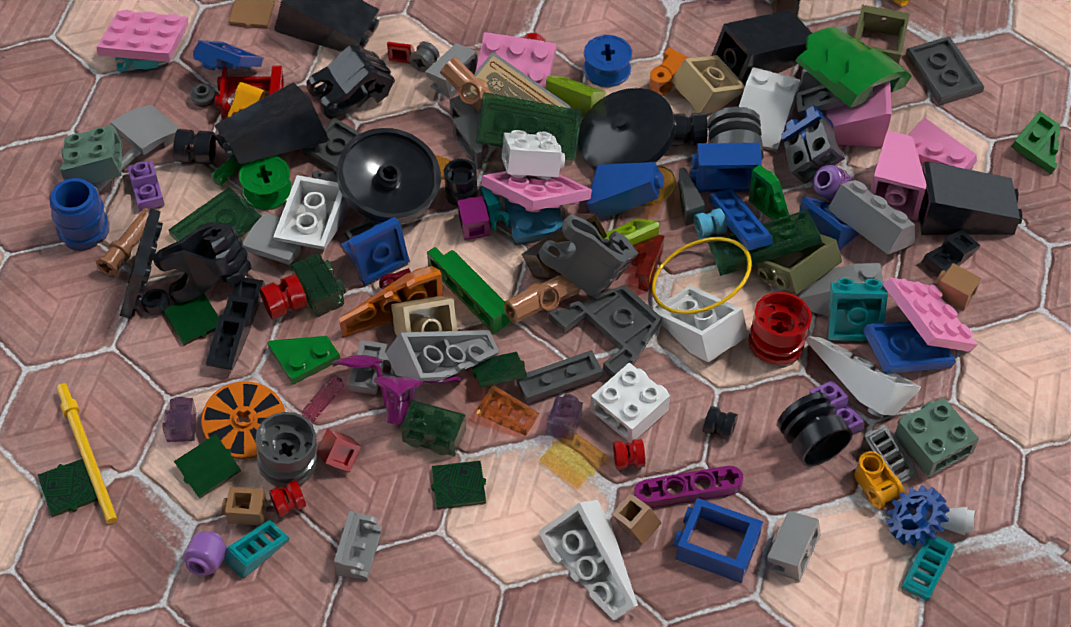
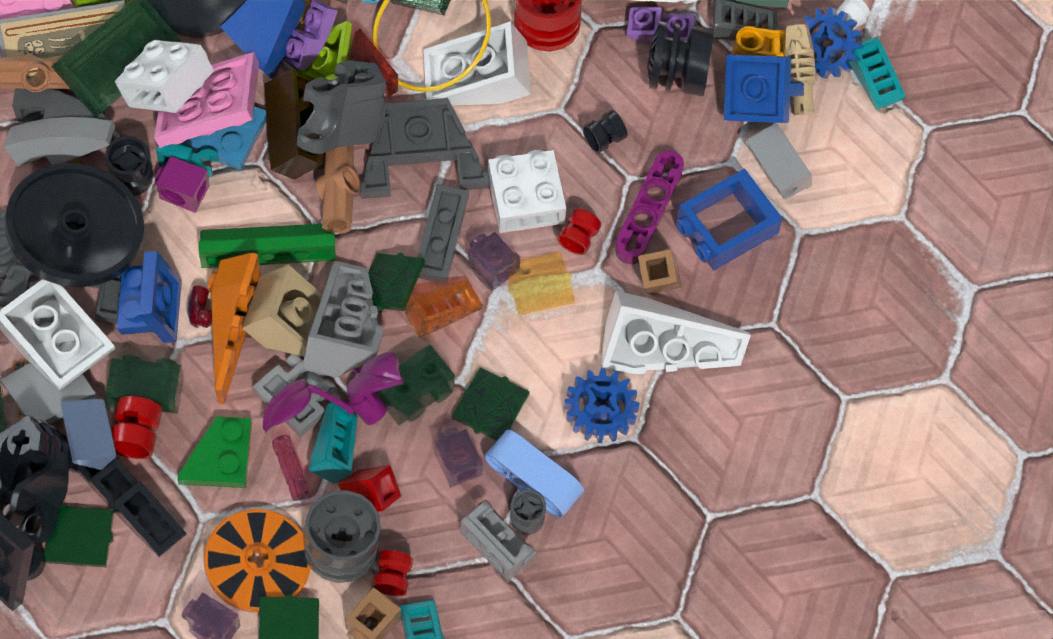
camera: 60 degrees left, 10 degrees up
(256, 271) = (88, 432): none -> sand blue slope
(335, 416) = (324, 461): none -> teal slope
(391, 544) = (527, 504): none -> dark grey wheel
(400, 492) = (457, 467): none -> clear purple brick
(423, 538) = (533, 470): none -> light blue beam
(445, 135) = (57, 139): none -> light grey slope
(496, 539) = (601, 420): none -> blue gear
(632, 216) = (307, 44): none -> medium lavender slope
(833, 489) = (759, 88): none -> blue bracket
(882, 505) = (803, 70): none -> tan hinge

